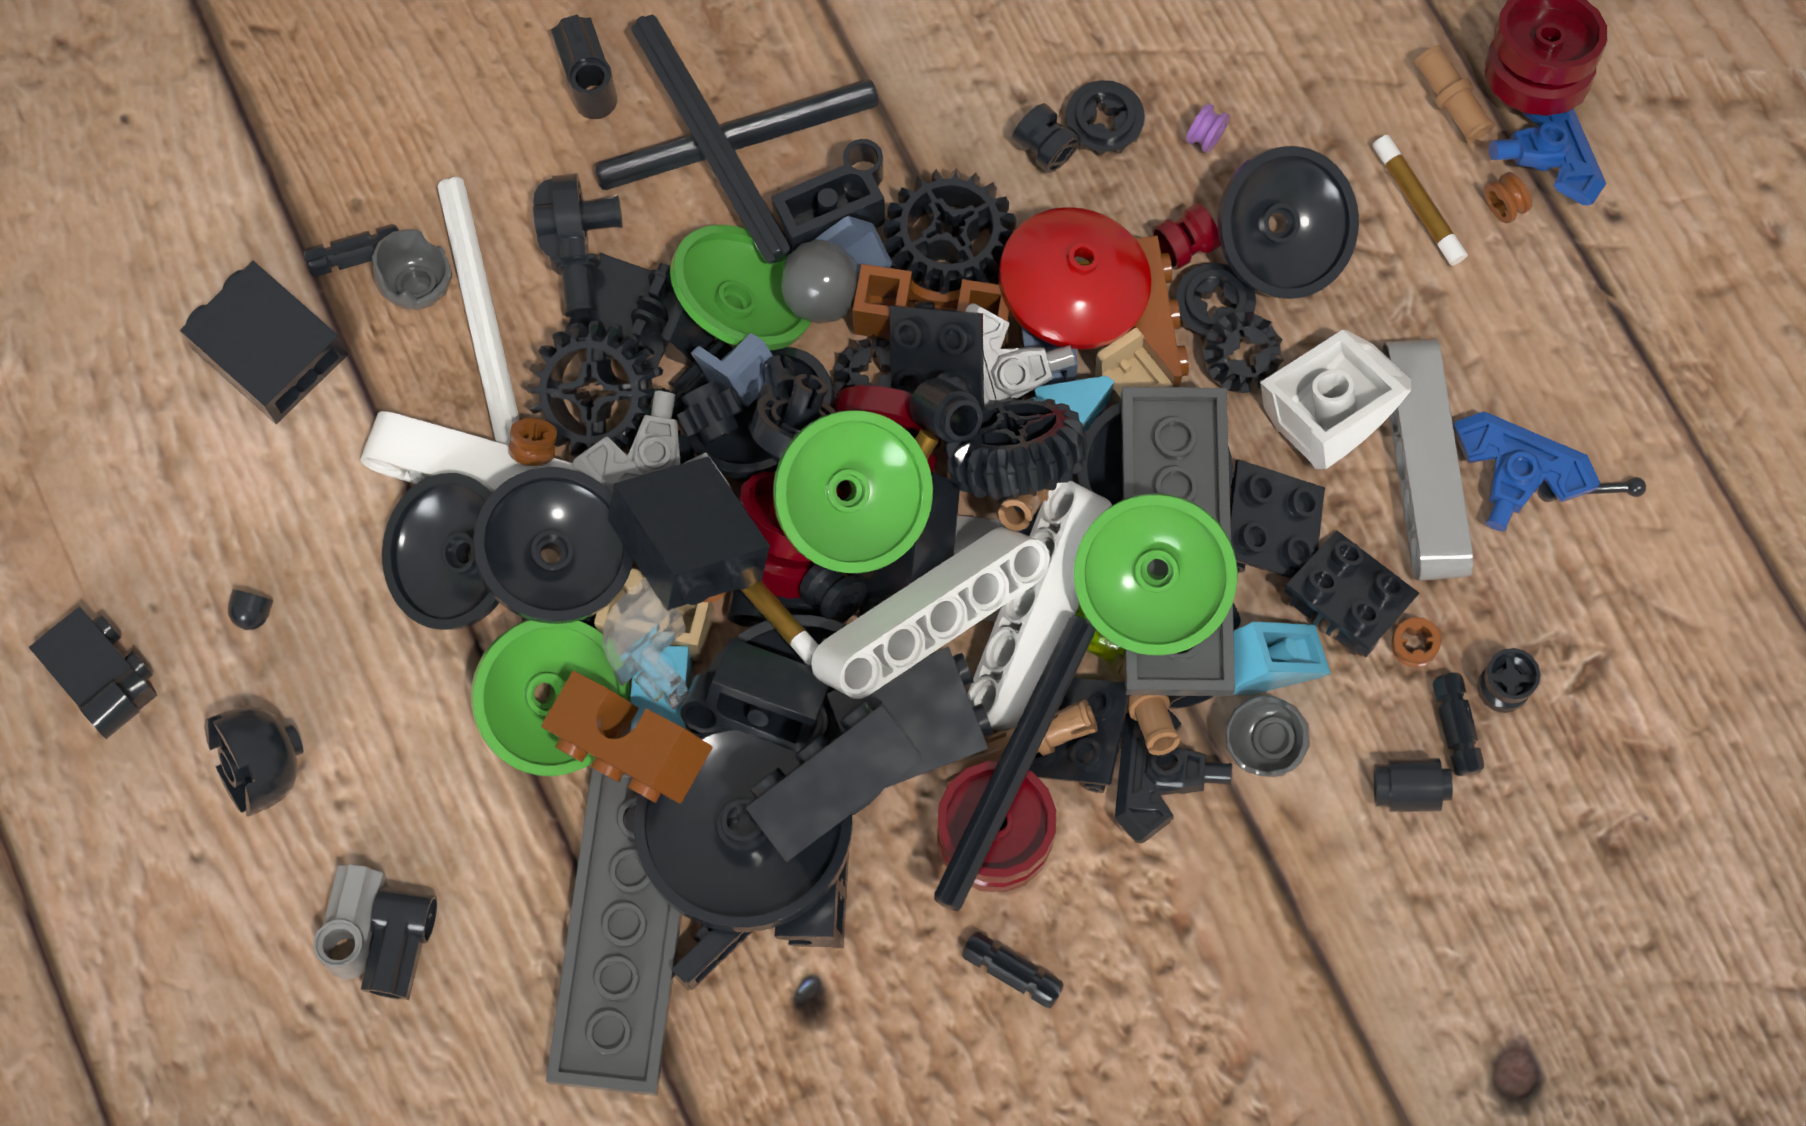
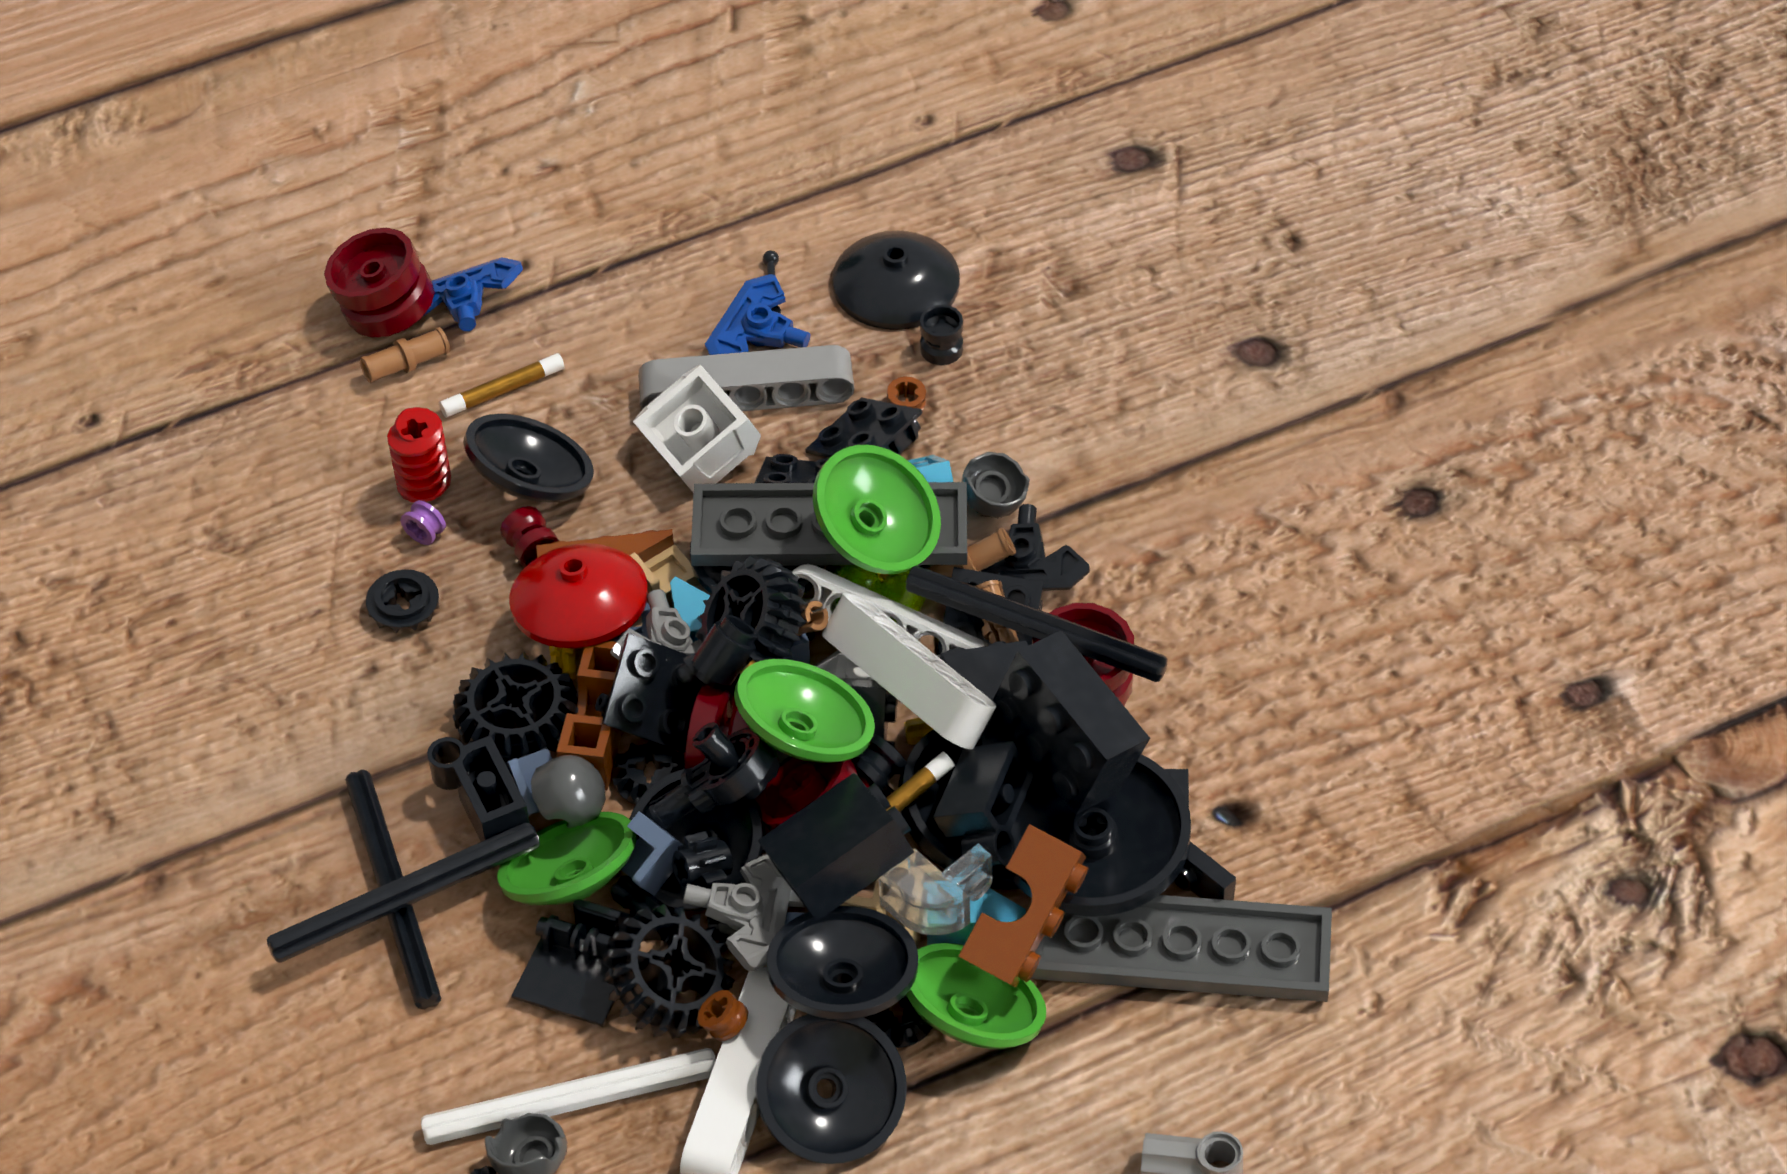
camera: 90 degrees left, 20 degrees down
(400, 926) = (1191, 1114): black piece -> none
(562, 234) = (499, 1002): black pin -> none
(585, 67) = (308, 1012): black piece -> none
(1012, 969) = (1200, 665): black axle -> none
(1046, 138) = (425, 636): black wheel -> none
(1202, 283) = (584, 510): black gear -> none
(1224, 339) = (631, 498): black gear -> none
(1282, 106) = (419, 455): none -> red piece
(1412, 784) = (1030, 399): black brick -> none
(1458, 724) = (976, 372): black axle -> none
(1507, 197) = (508, 322): dark orange bush -> none
(1595, 658) = (894, 279): none -> black dish

